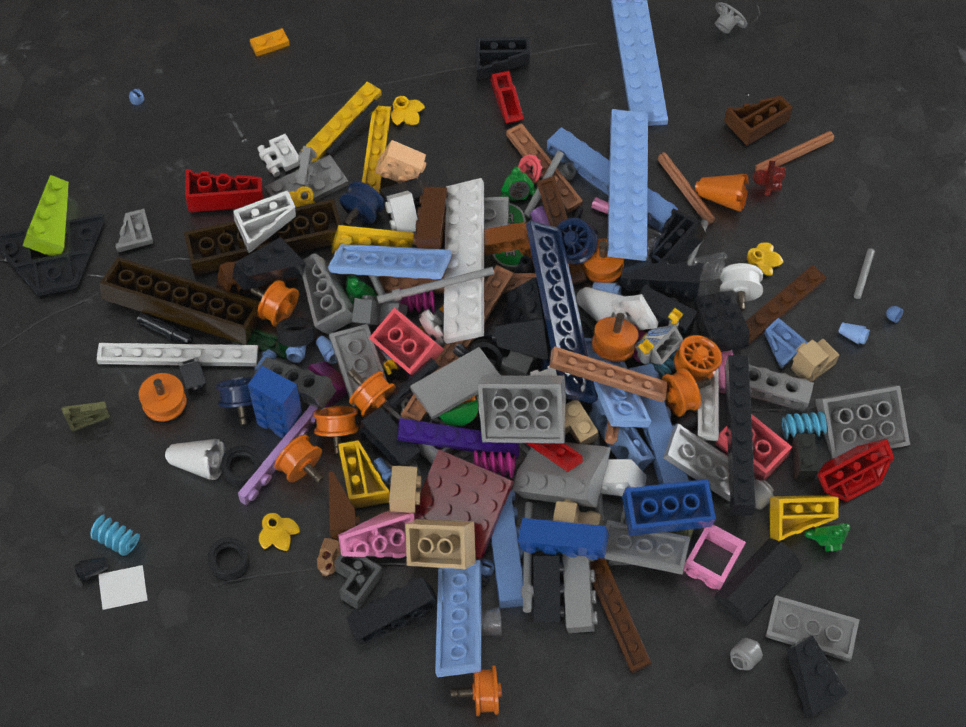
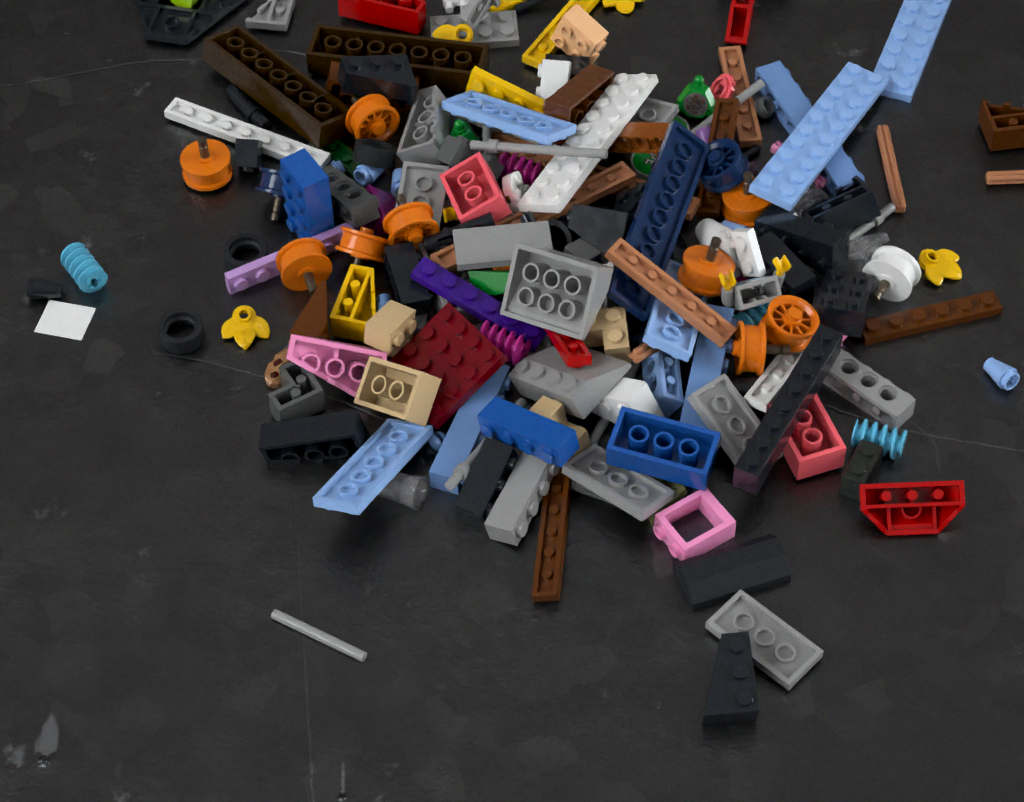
camera: 30 degrees right, 10 degrees down
(85, 414) = (121, 153): olive wing -> none
(198, 457) = (207, 229): white cone -> none
(264, 218) = (402, 32): white wedge -> none
(361, 203) = (516, 59): dark blue wheel -> none
(484, 691) = (358, 545): orange wheel -> none
(724, 190) = (934, 182): orange cone -> none
(746, 654) = (670, 632): light grey head -> none
(763, 492) = (783, 486): light grey head -> none
(772, 177) = (993, 186): clear red hips -> none
(783, 342) = (910, 353): medium blue wing -> none
(797, 513) = (819, 519): yellow wedge -> none
(813, 359) = (932, 380): tan brick -> none
(829, 535) = (843, 556): green rock -> none
(864, 418) = (957, 452): light grey slope -> none

